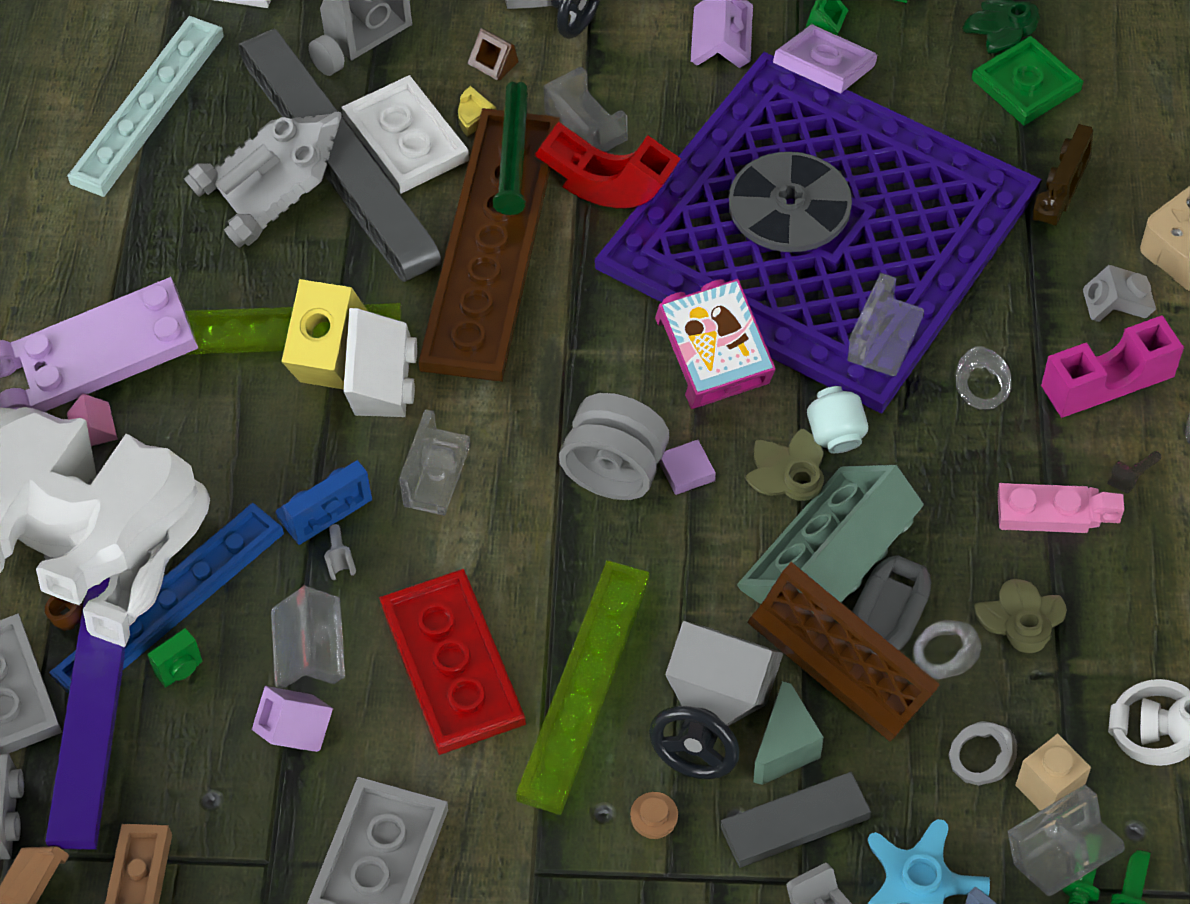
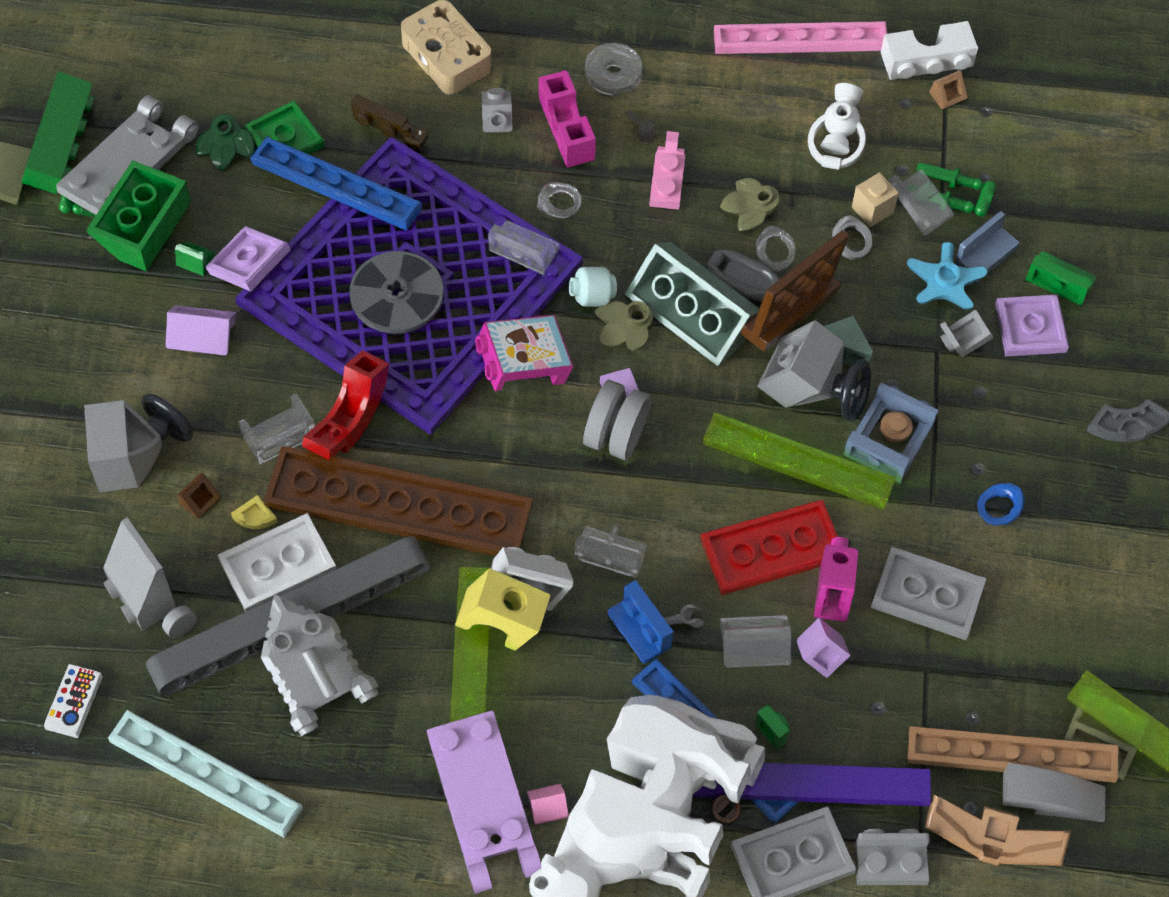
camera: 90 degrees left, 5 degrees up
(387, 723) = (839, 573): none -> dark pink torso
(509, 196) = (316, 475): dark green axle -> none
(605, 789) = (879, 457): none -> sand blue window
(795, 819) = (898, 347): dark grey tile -> none
(949, 129) = (336, 183): none -> blue tile

